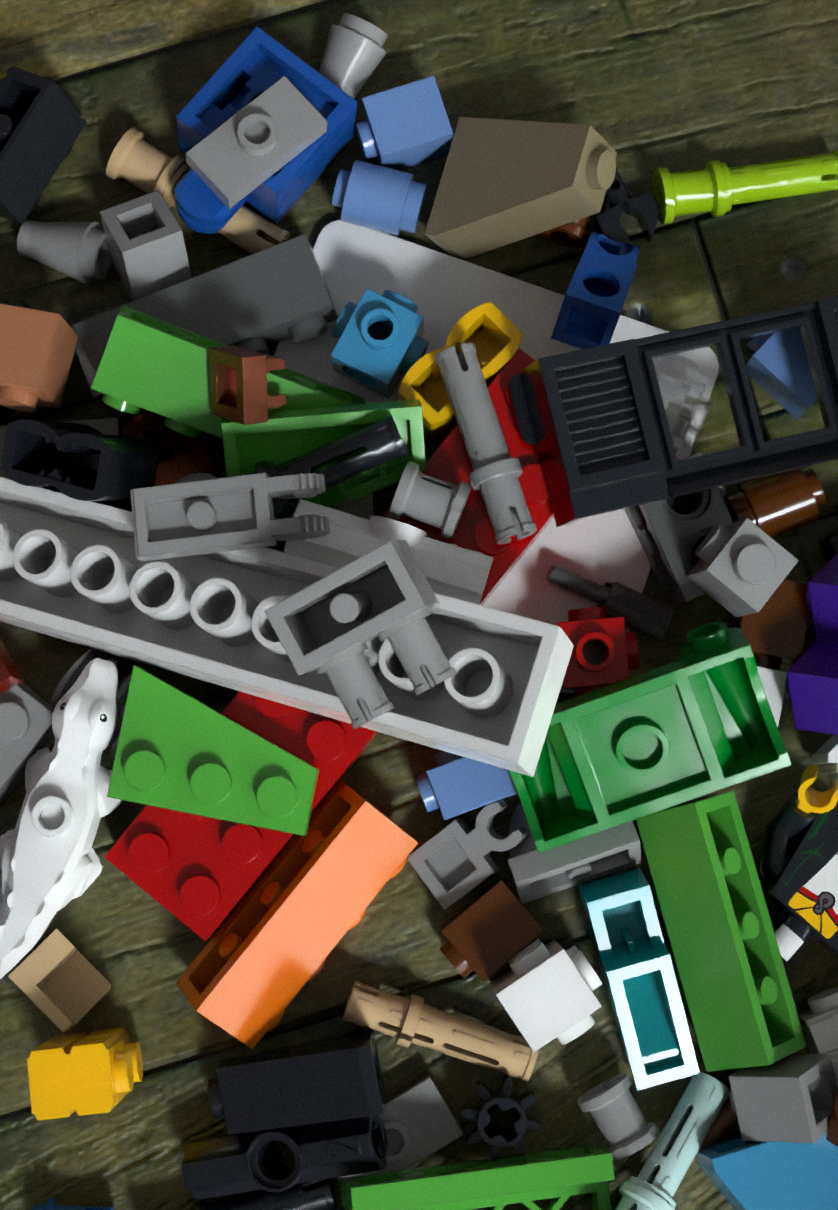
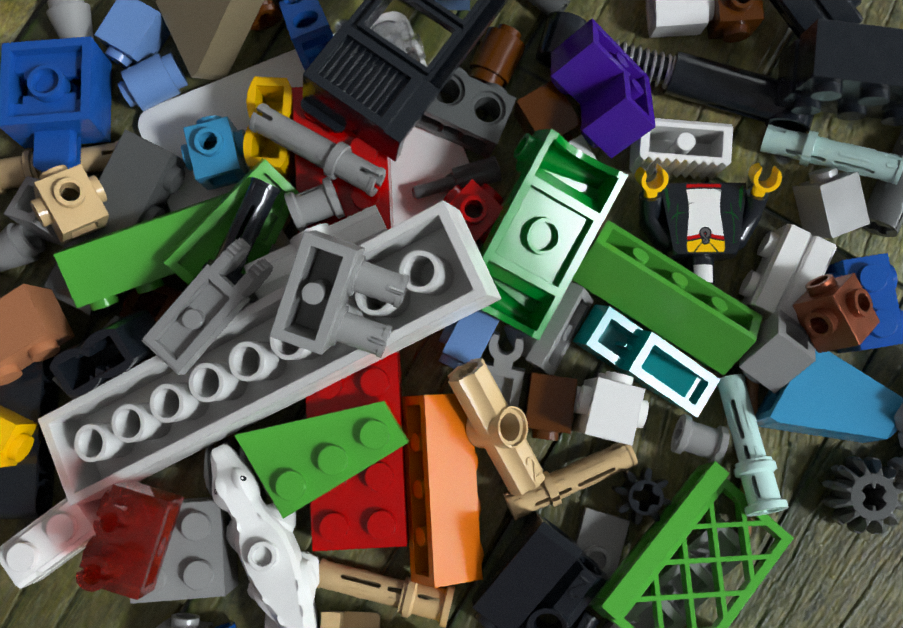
camera: 40 degrees left, 0 degrees up
(156, 992) = (404, 595): none -> tan pin
(159, 278) = (70, 202): none -> tan brick
(240, 384) = (155, 232): copper tile -> none
(256, 142) = (52, 101): light grey plate -> none
(411, 903) = (496, 426): none -> tan piece
(740, 566) = (509, 97): light grey brick -> none

